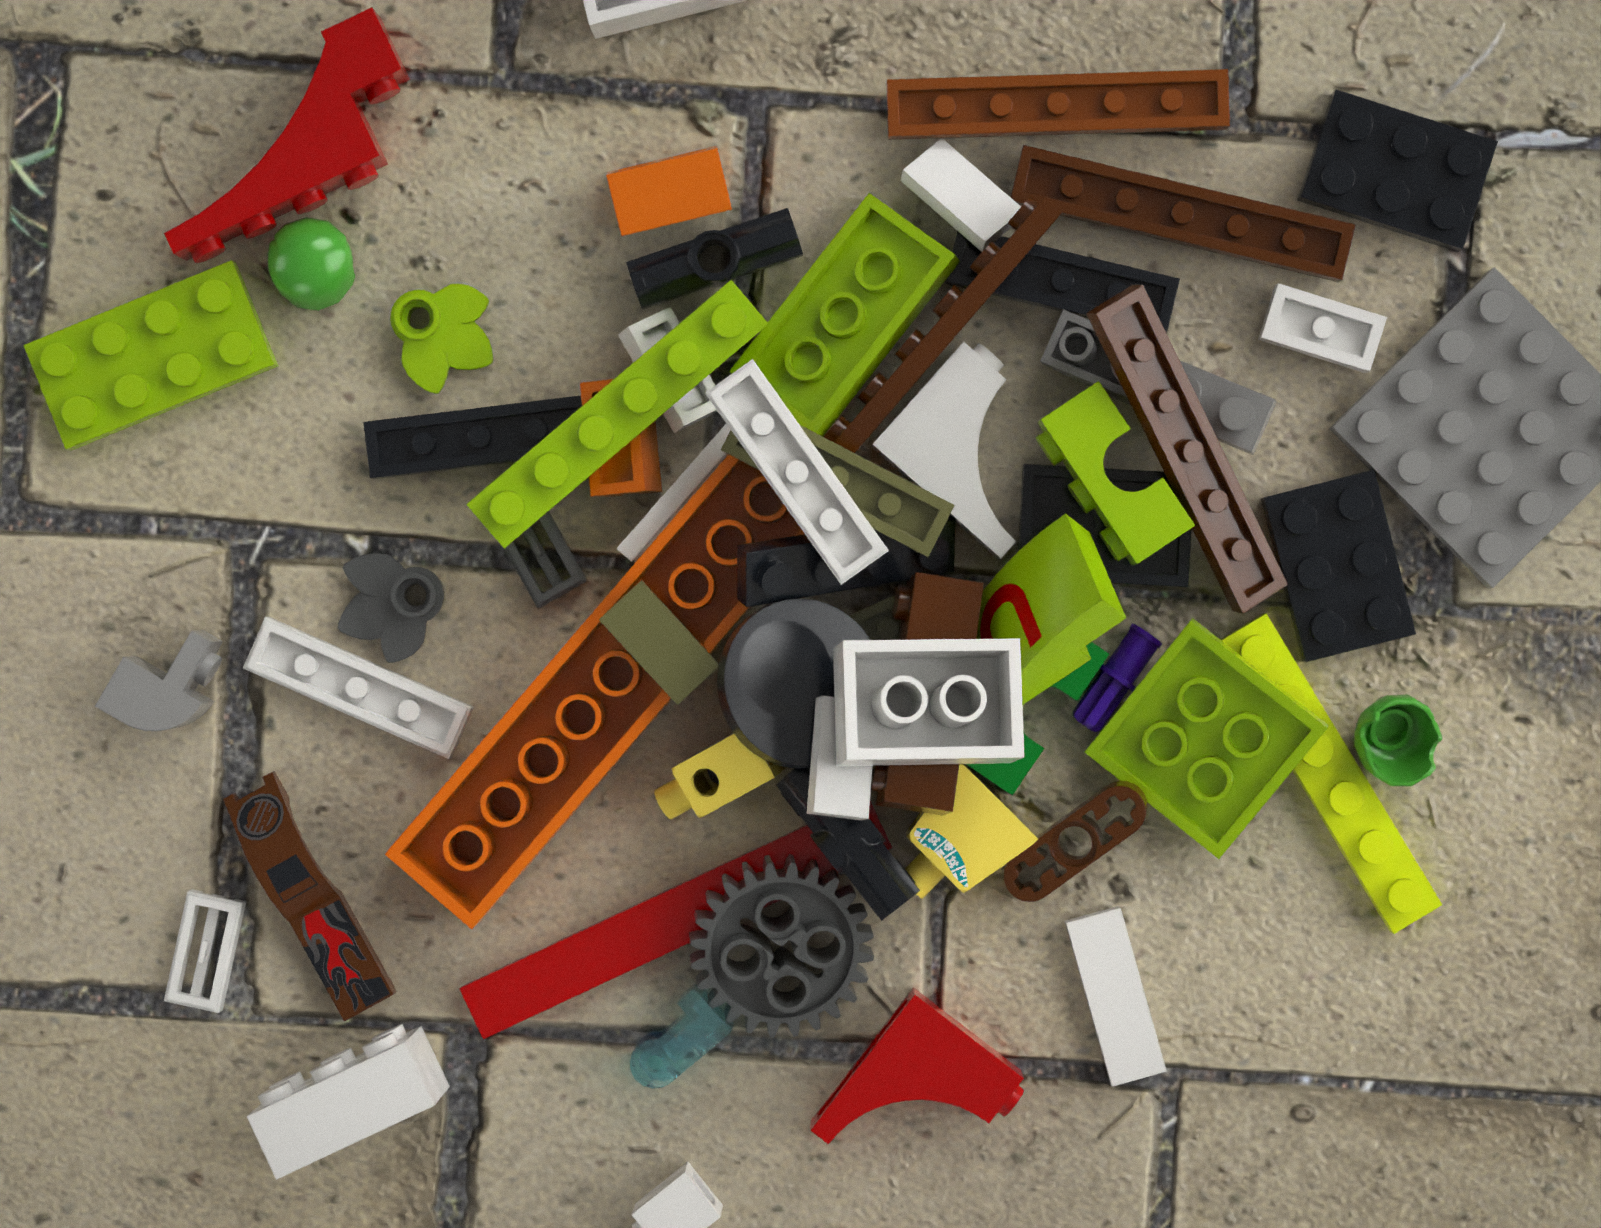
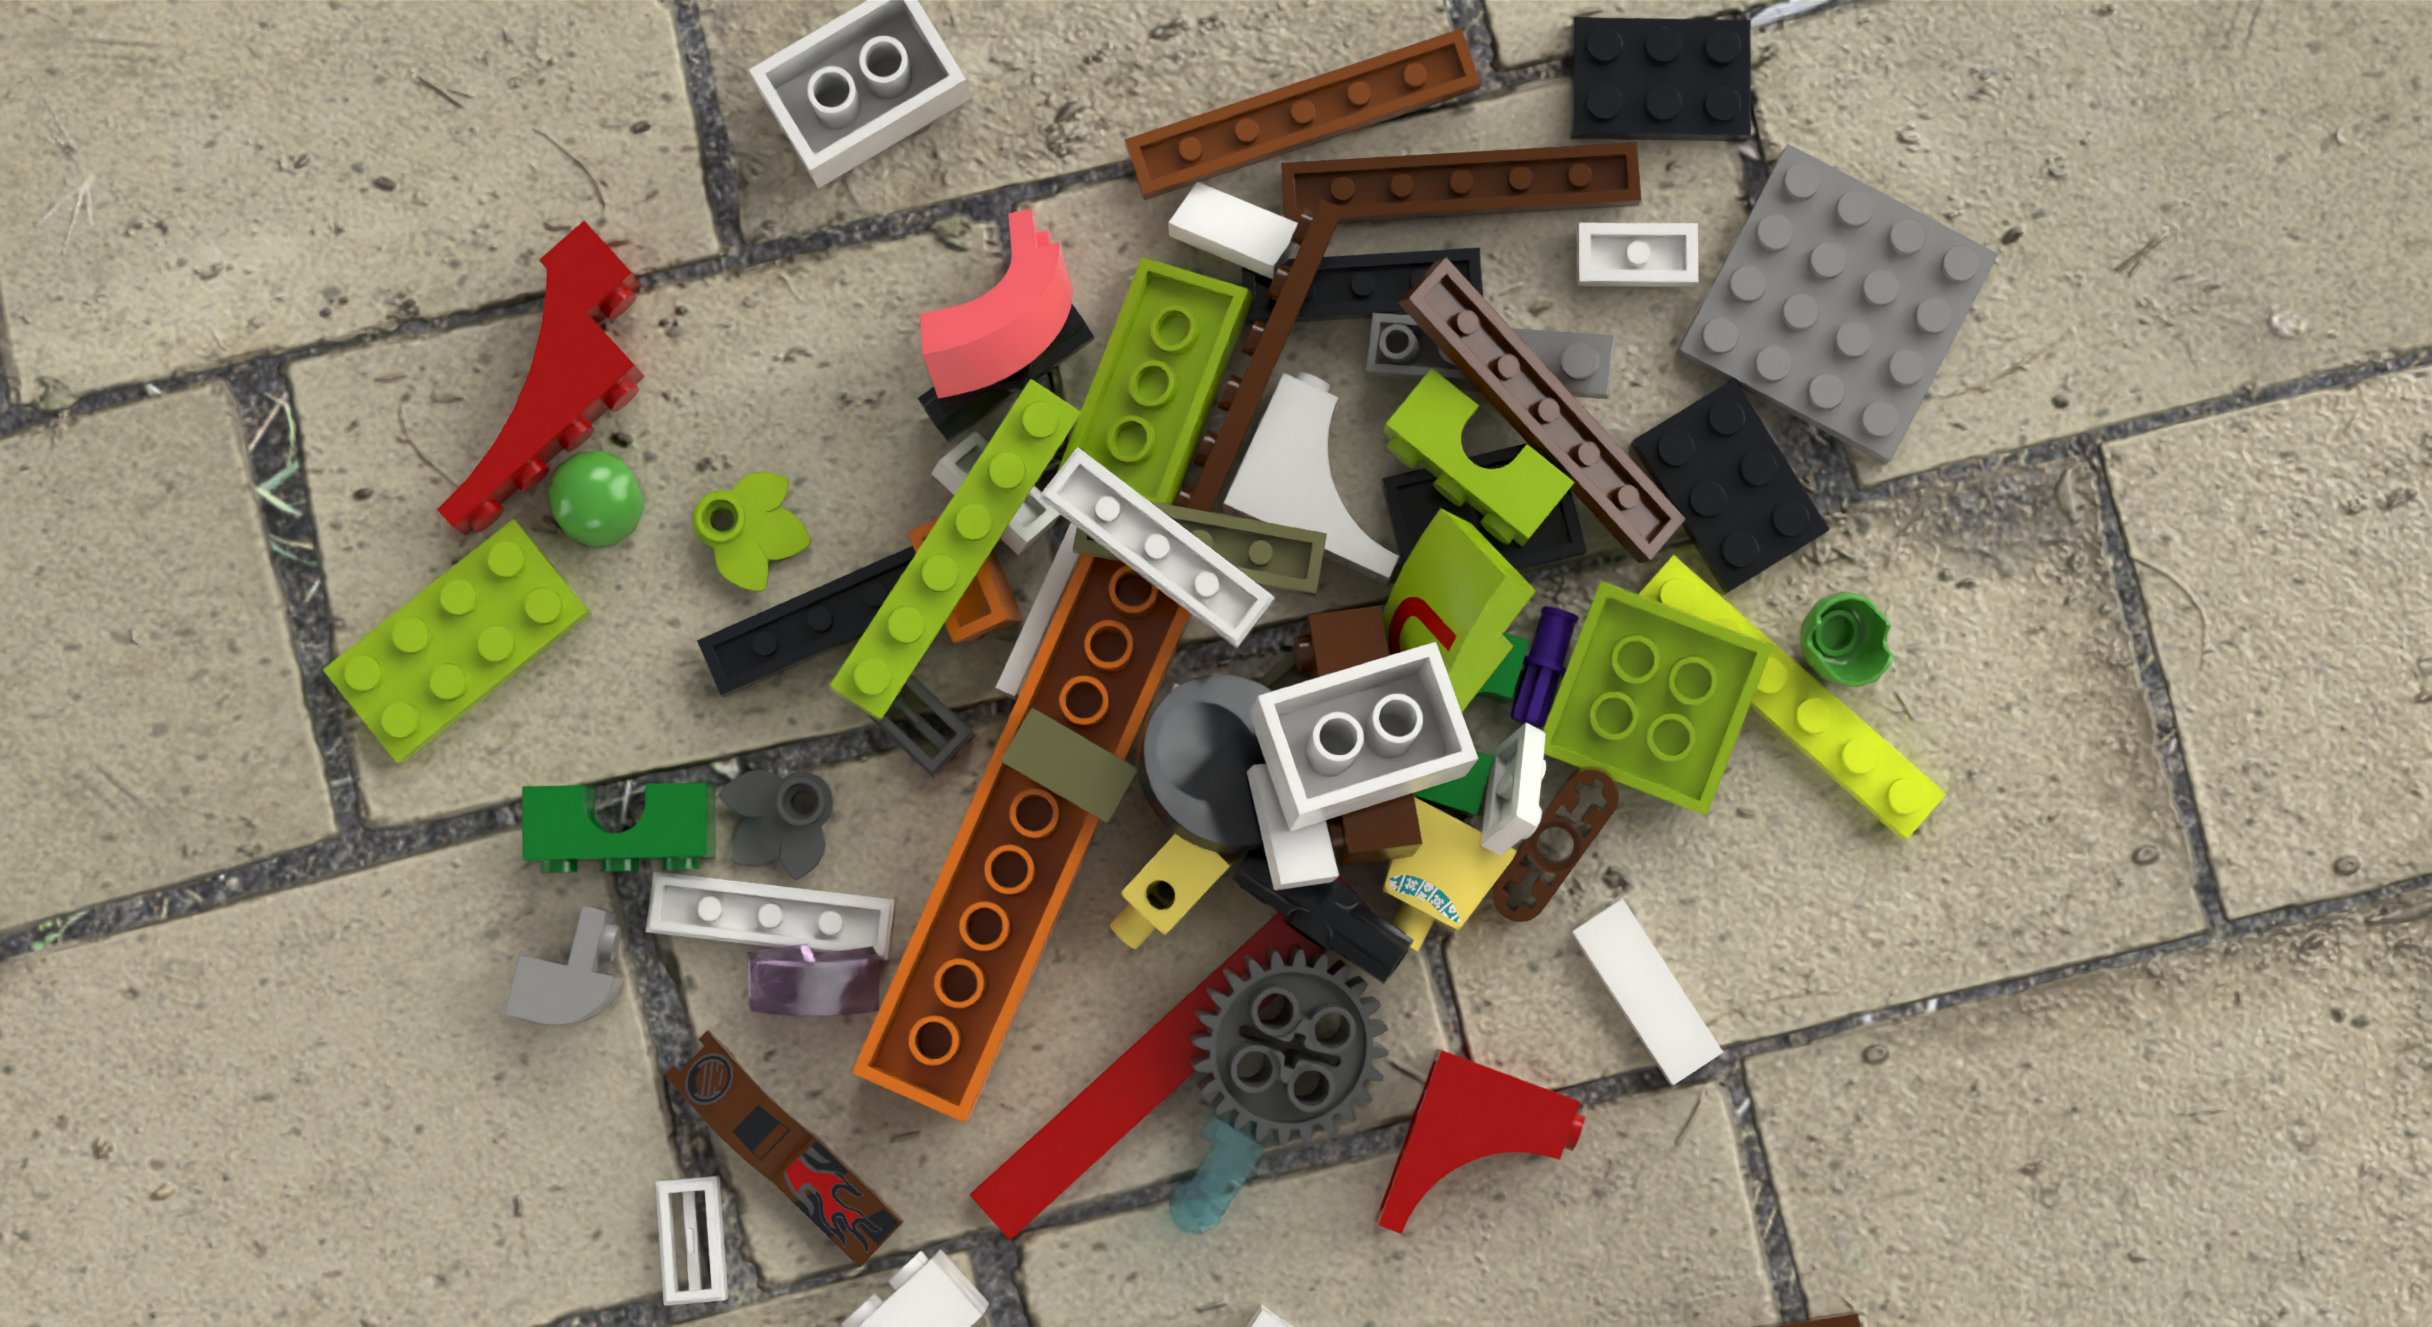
camera: 20 degrees left, 5 degrees down
(197, 555) = (564, 829): none -> green arch
(366, 758) = (810, 984): none -> clear purple slope
(669, 191) = (901, 320): orange hinge -> none
(725, 224) = (1009, 324): none -> coral arch
(794, 569) = (1188, 649): black plate -> none
(1053, 783) = (1514, 790): none -> white plate

